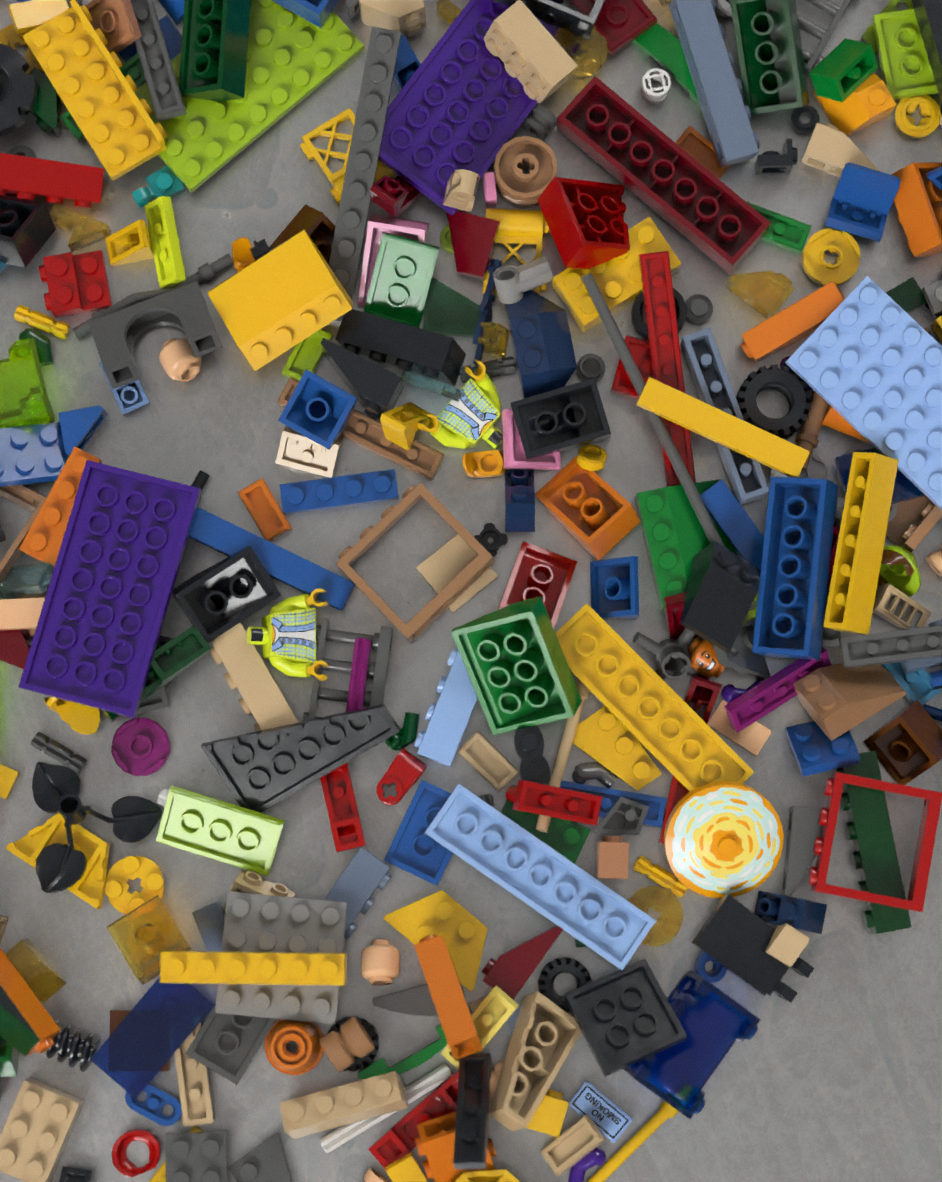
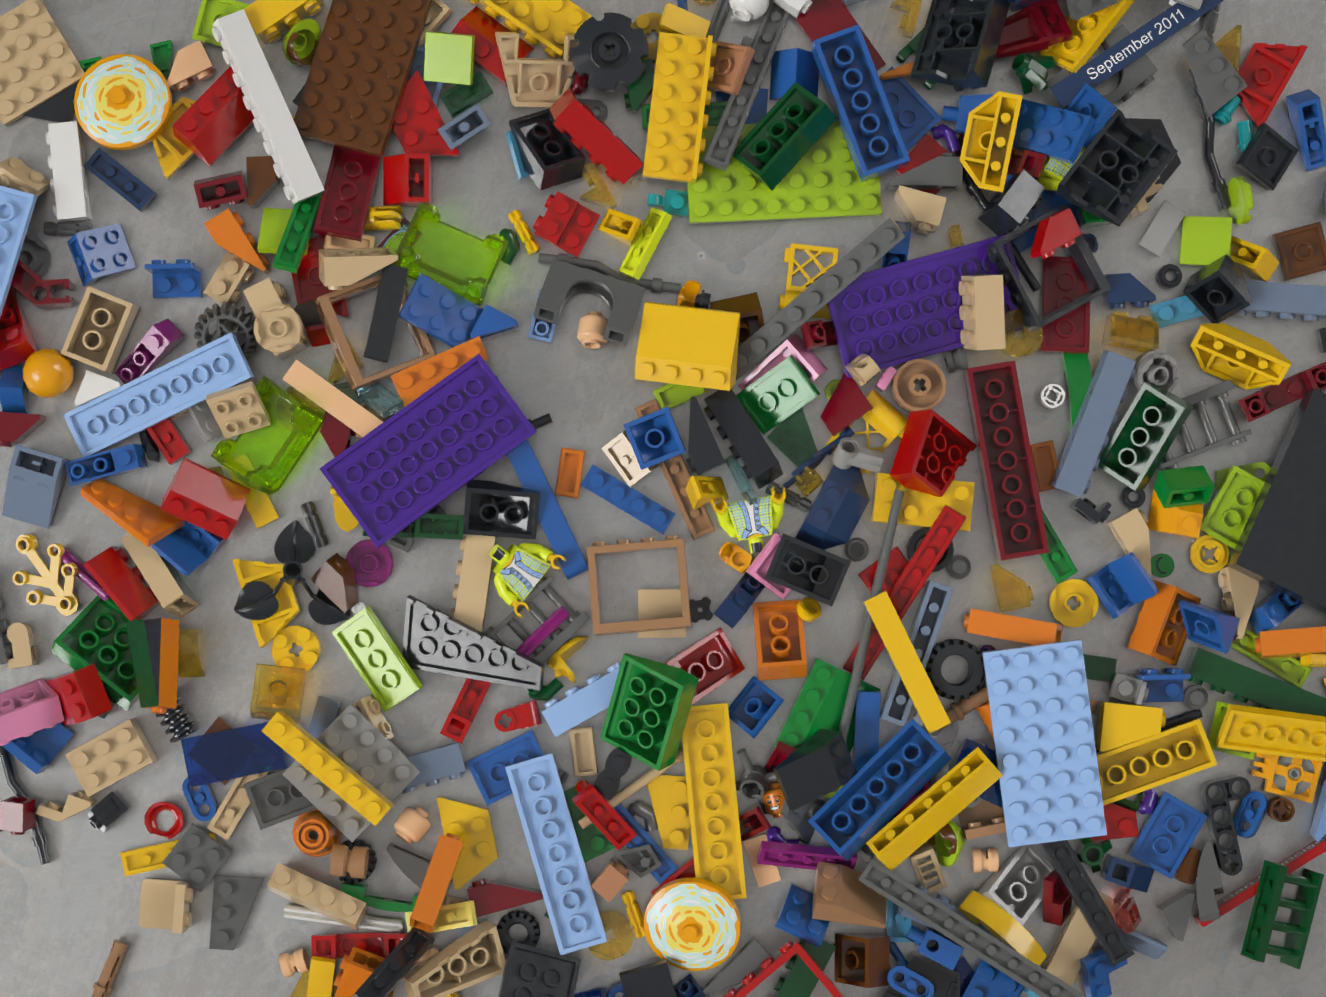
camera: 40 degrees right, 5 degrees up
(123, 786) = (337, 581): none -> slope
(394, 691) = (558, 659): none -> yellow piece
(884, 158) = (1162, 565): none -> green tile

